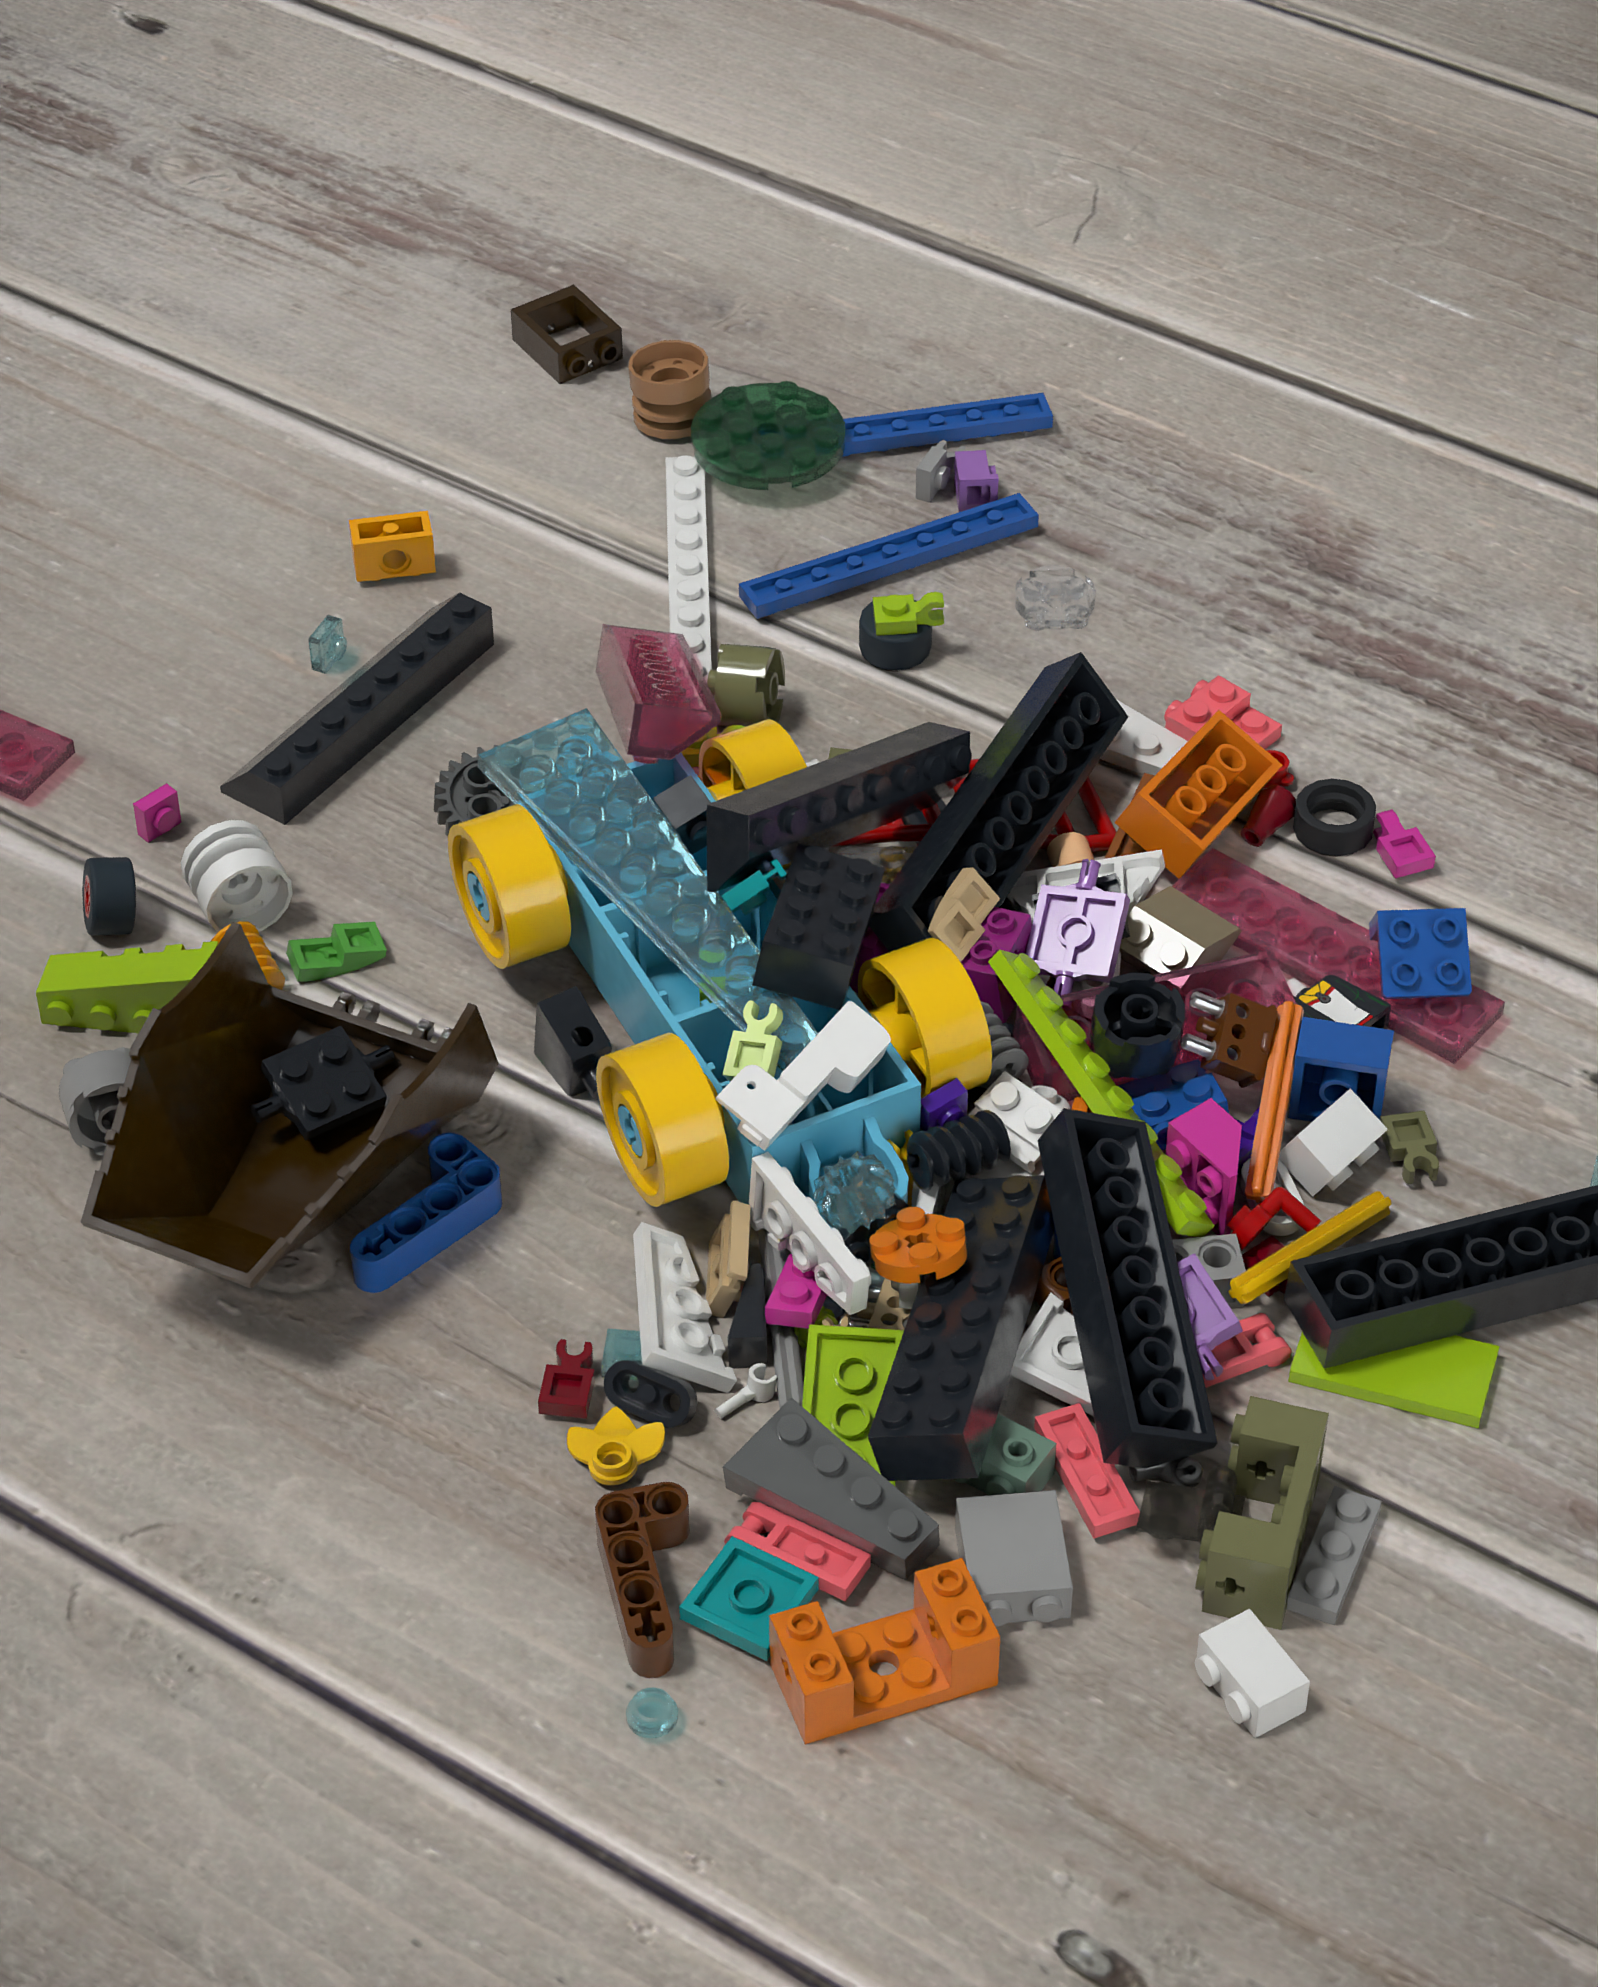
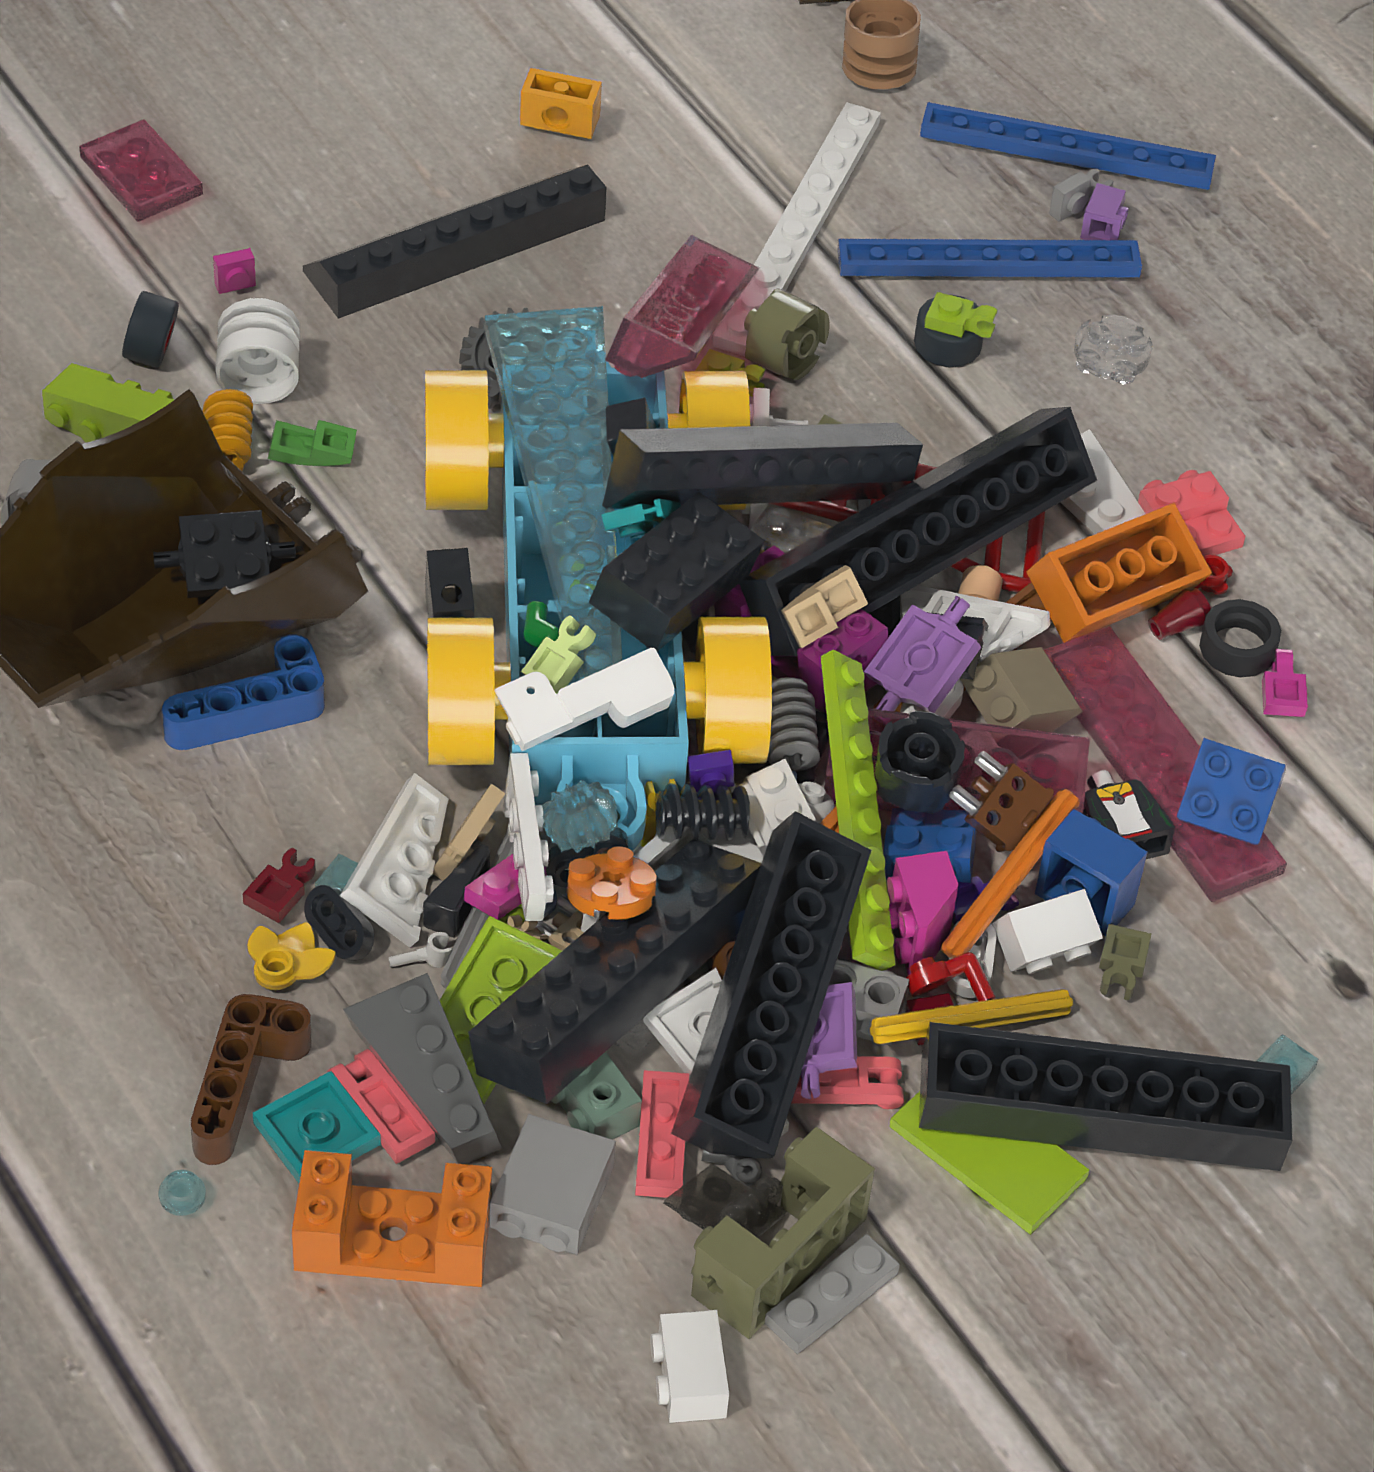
camera: 20 degrees right, 5 degrees up
(327, 644) = (459, 171): clear light blue plate -> none
(713, 1031) = (536, 624): none -> green arm
(738, 439) = (972, 133): clear green plate -> none

